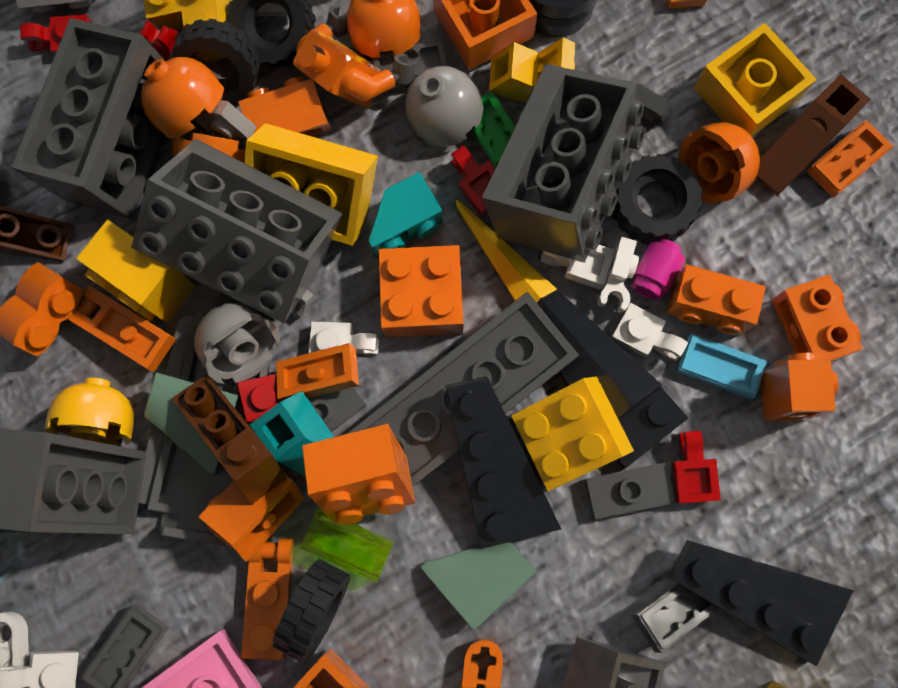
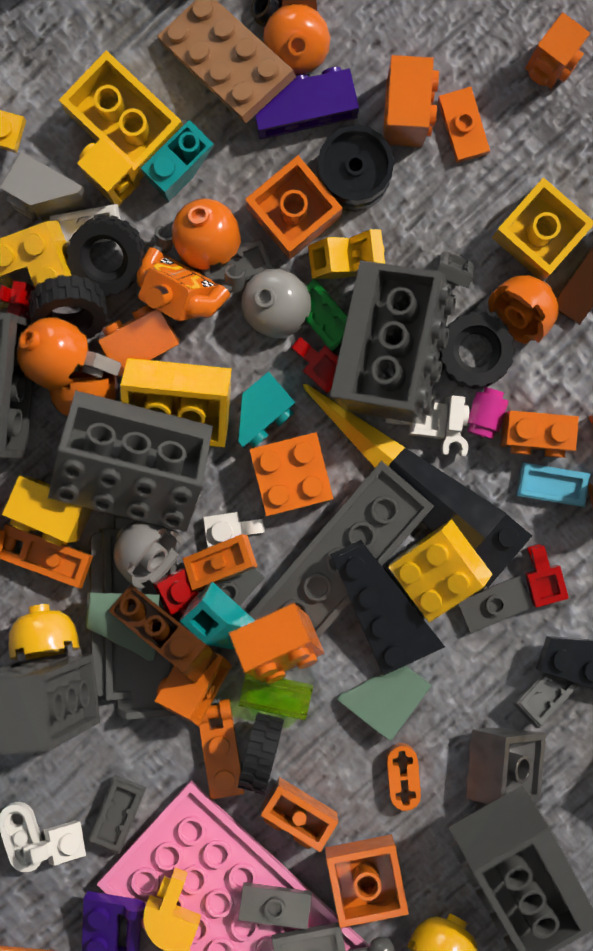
camera: 20 degrees left, 10 degrees up
(642, 332) = (482, 470): white plate -> none

